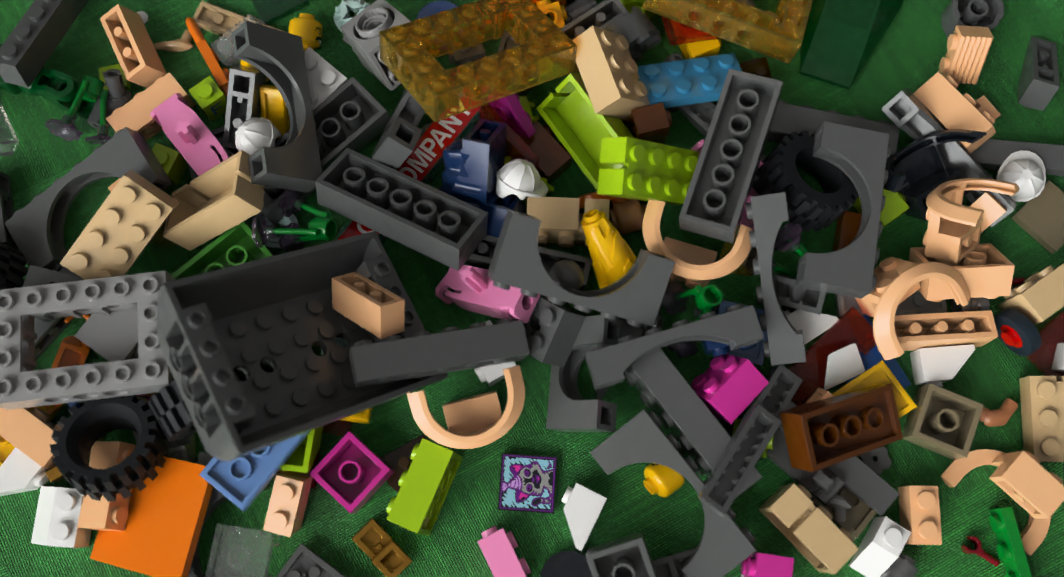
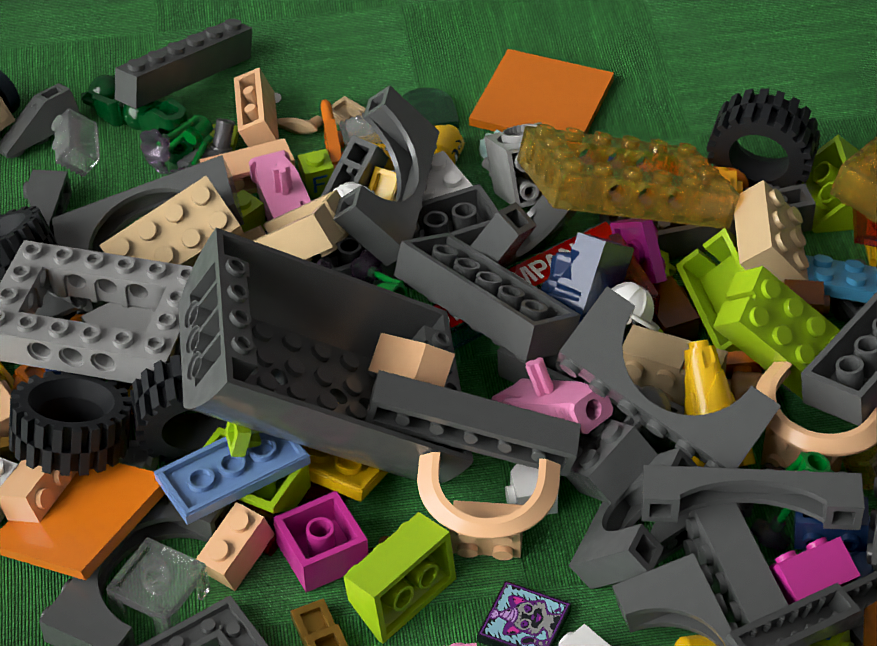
camera: 20 degrees right, 30 degrees down
(637, 30) = (820, 225): dark grey brick -> none

